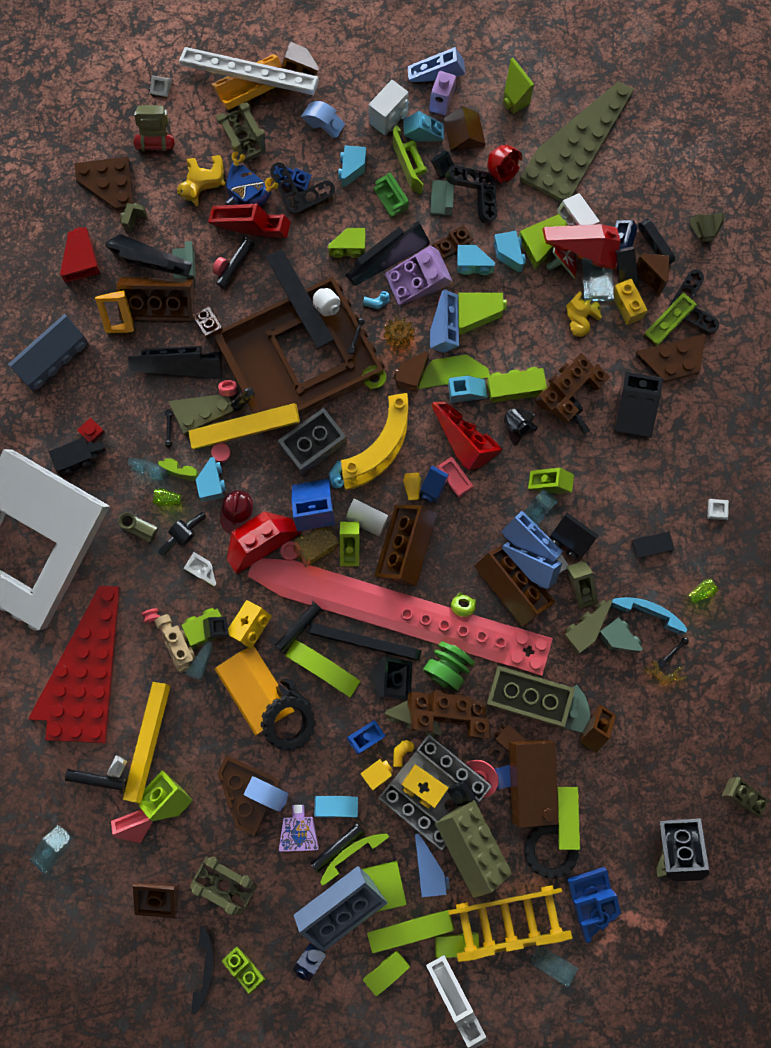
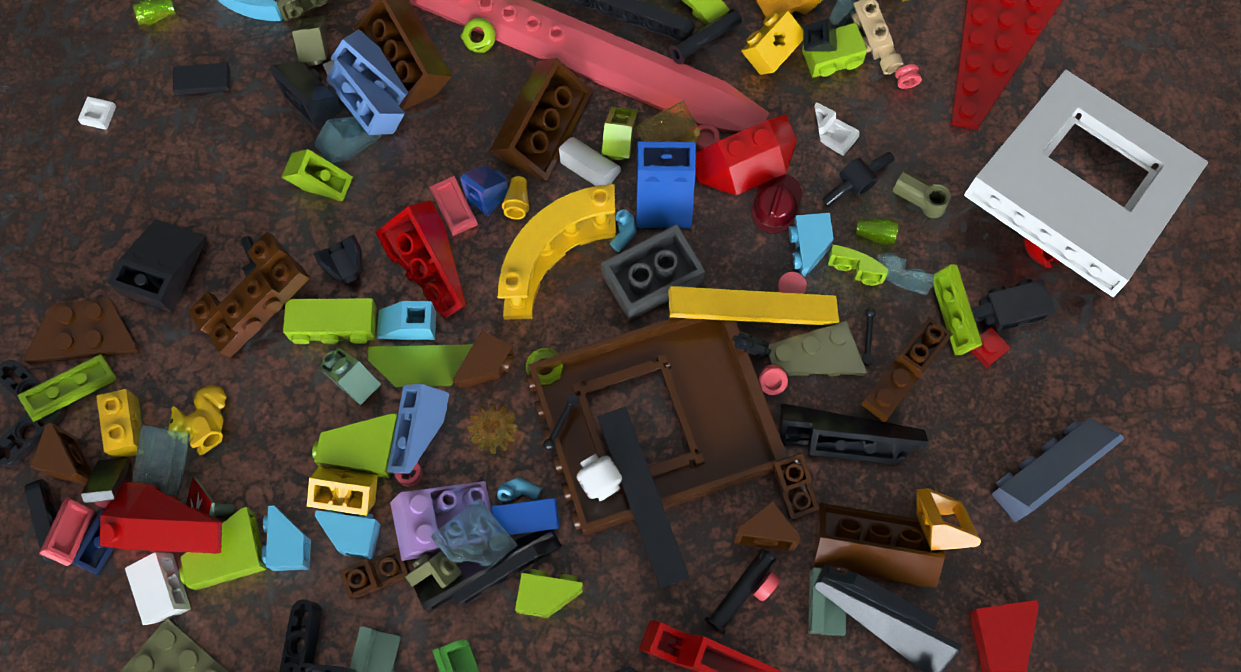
camera: 170 degrees left, 5 degrees down
(112, 449) = (956, 310): none -> lime tile
(144, 405) = (906, 369): none -> reddish brown slope
(223, 290) = (768, 530): none -> reddish brown slope
(364, 285) = (527, 516): none -> blue slope
(396, 263) = (474, 537): none -> clear light blue plate
(416, 244) = (438, 565): none -> olive bracket
(482, 279) = (342, 490): none -> yellow brick
(496, 352) = (349, 375): none -> sand green slope
(640, 234) = (67, 532): none -> coral tile

